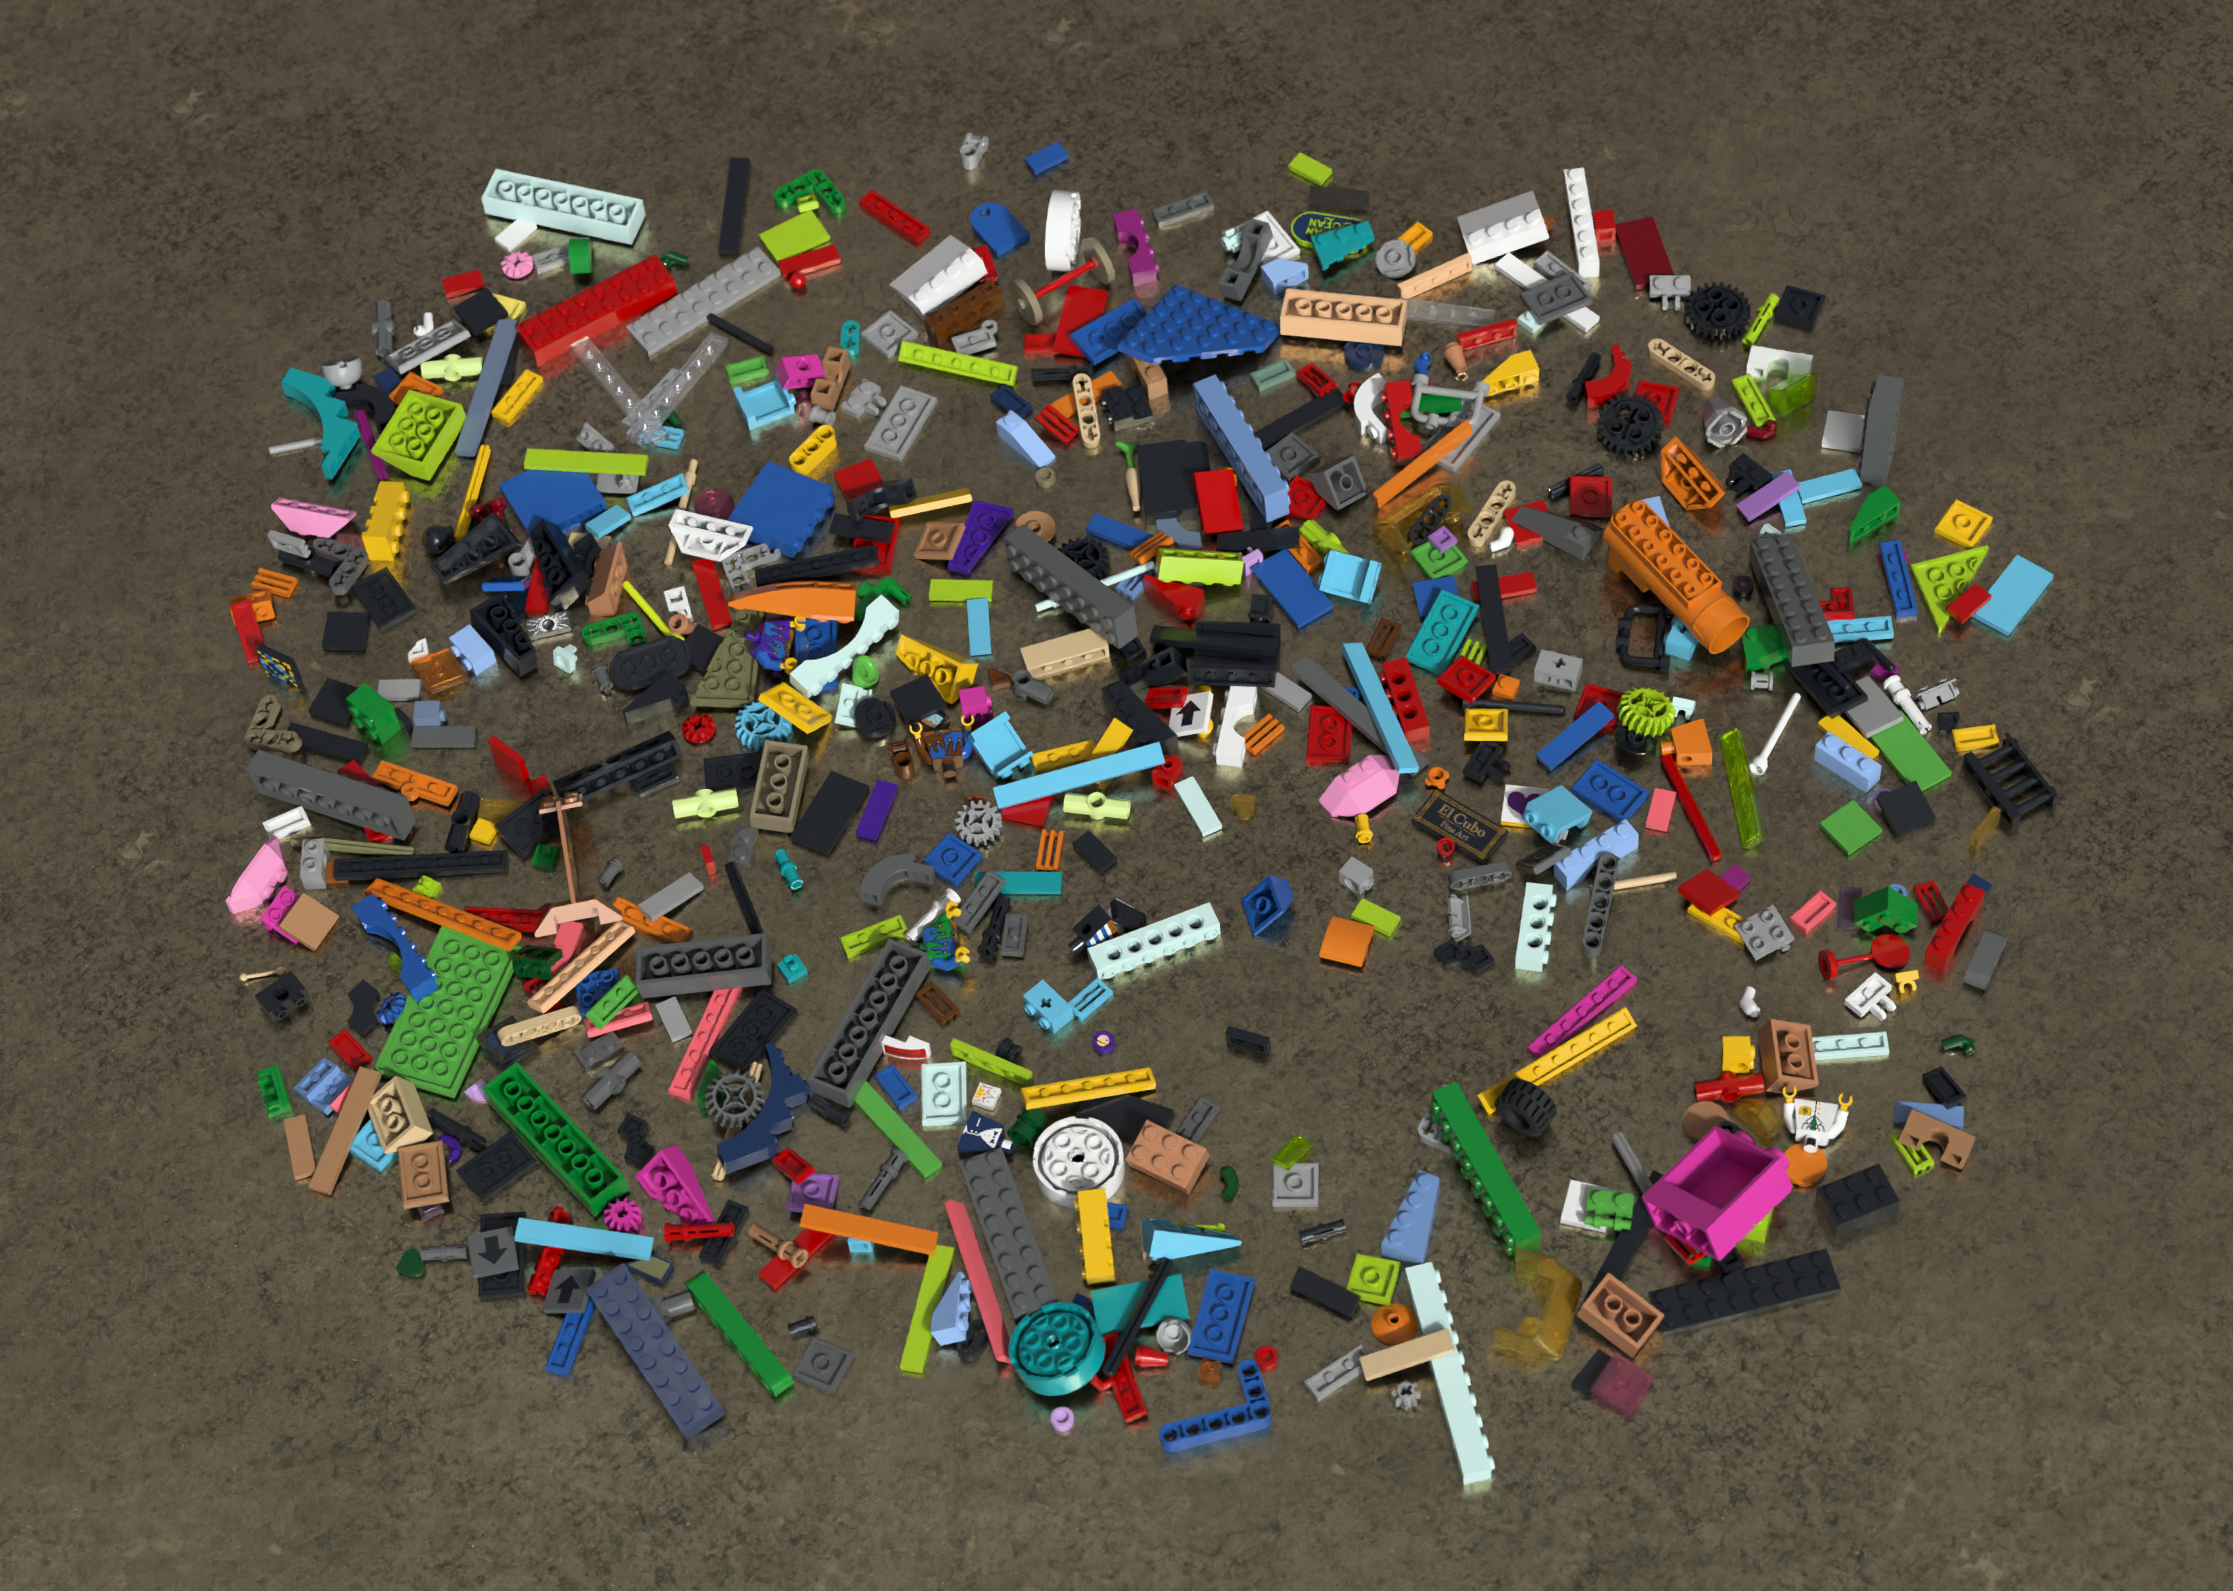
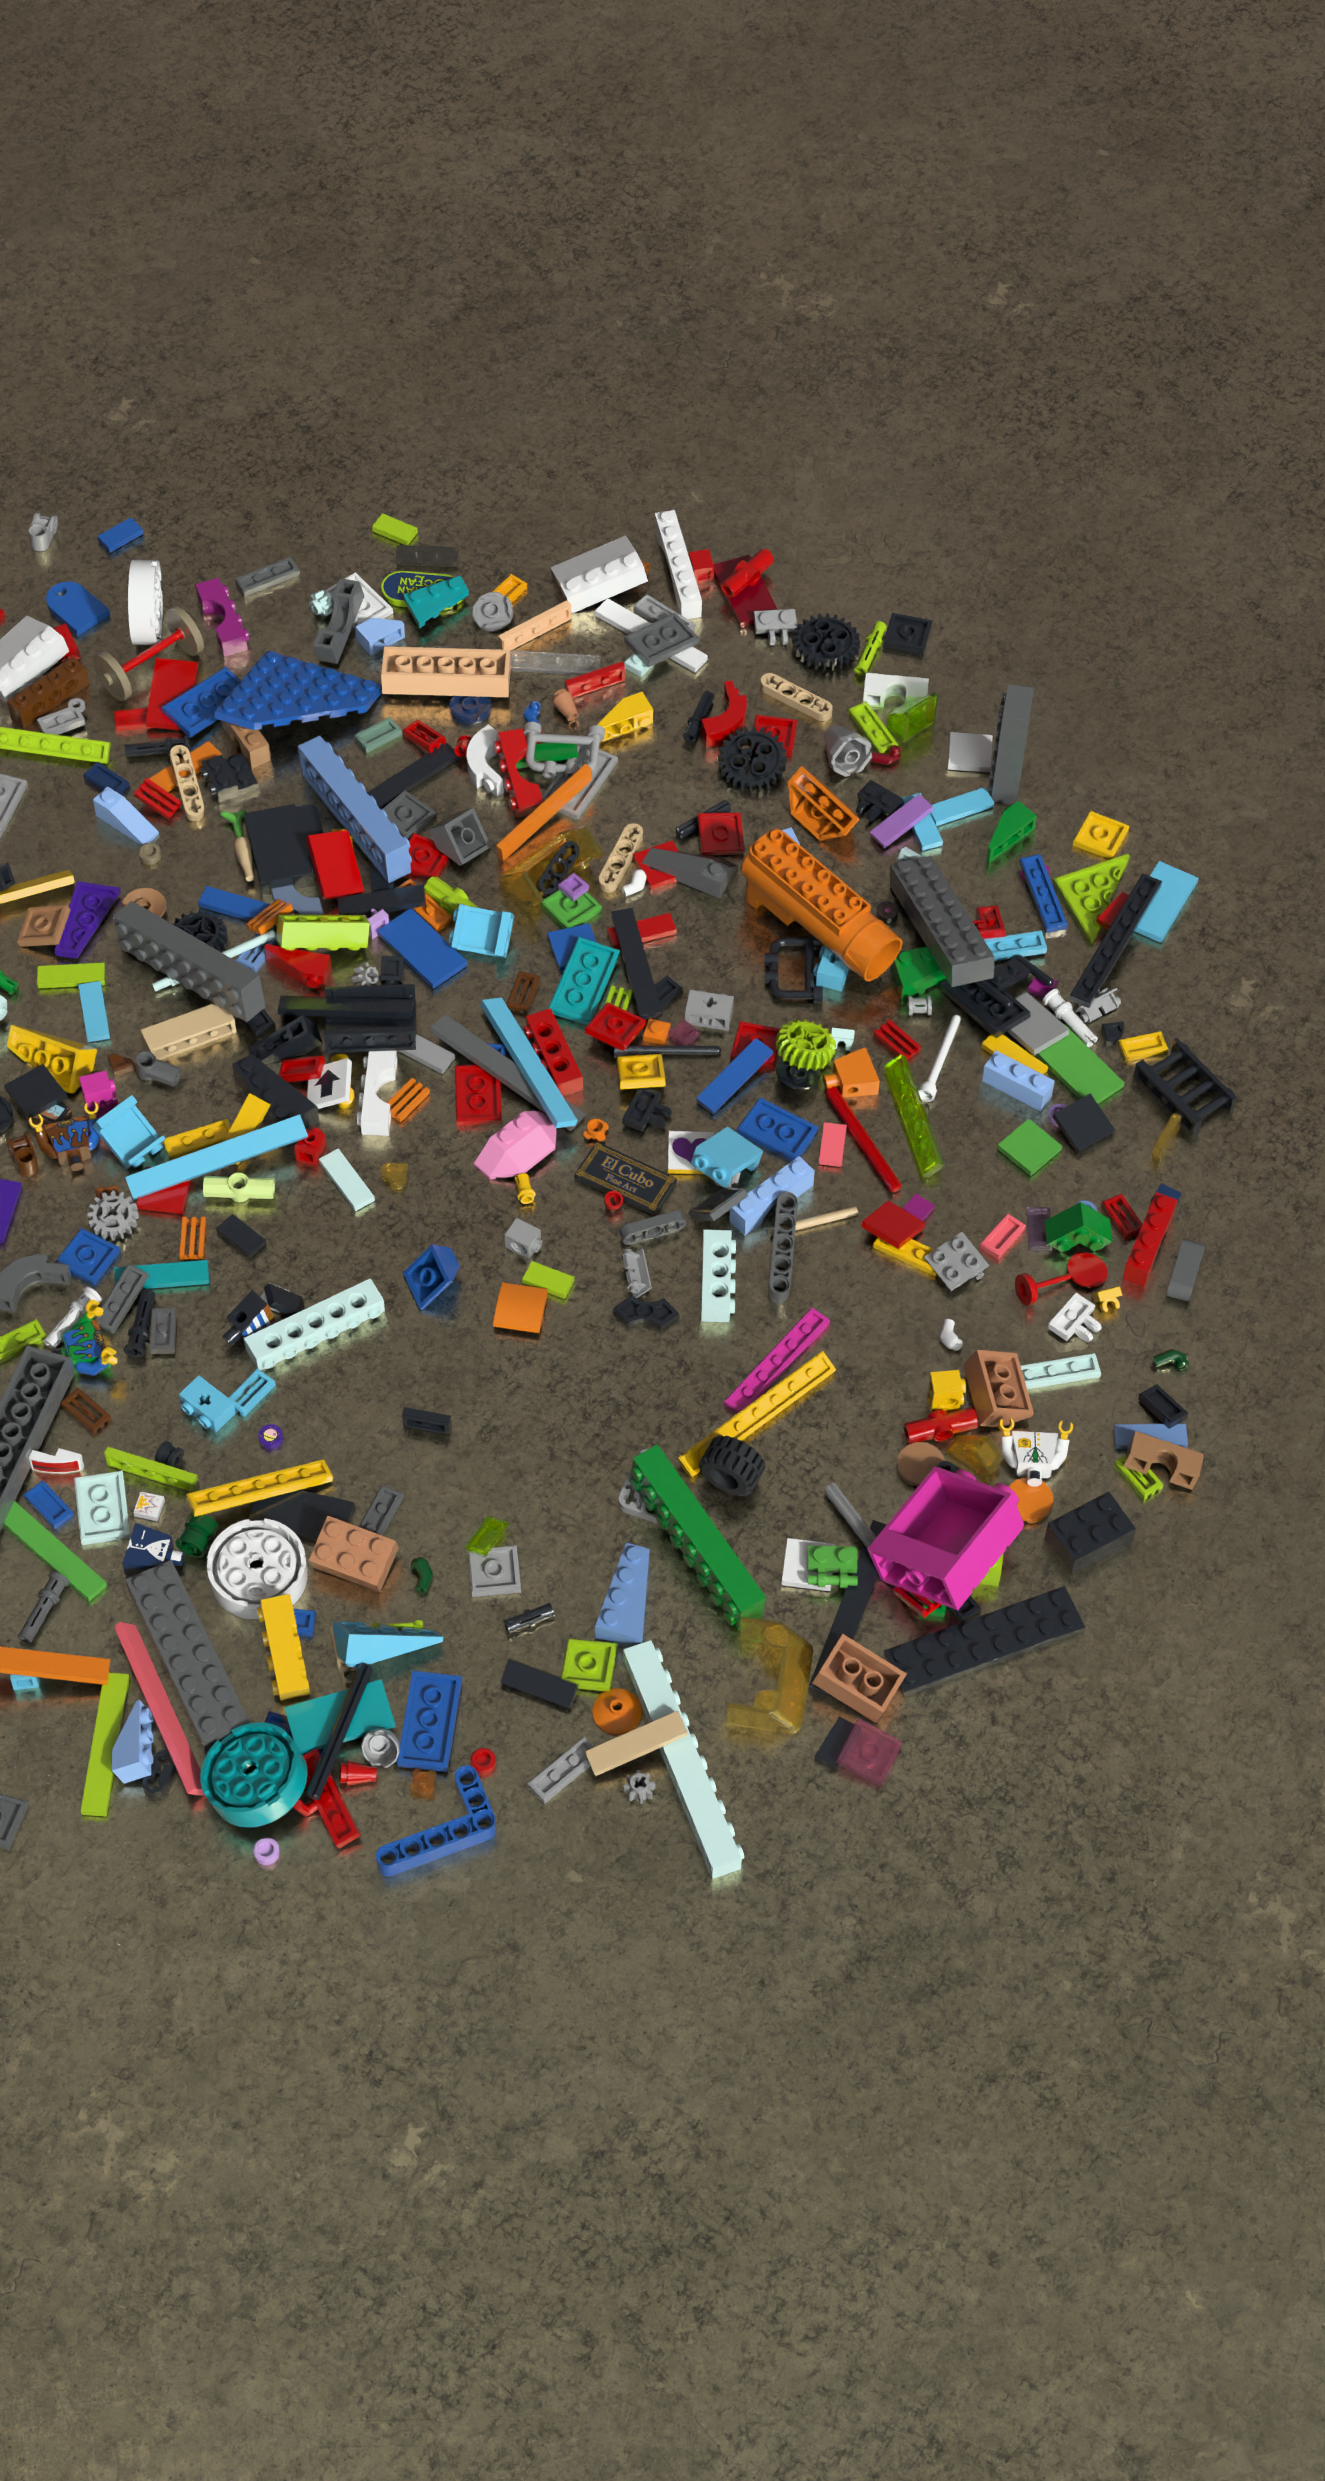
camera: 15 degrees left, 0 degrees up
(1235, 612) = (365, 975): none -> light grey gear
(1532, 691) = (684, 1033): none -> clear pink tile
(1647, 236) = (747, 573): none -> red piece
(1741, 710) = (899, 1037): none -> red tile
(1961, 631) = (1115, 940): none -> black tile

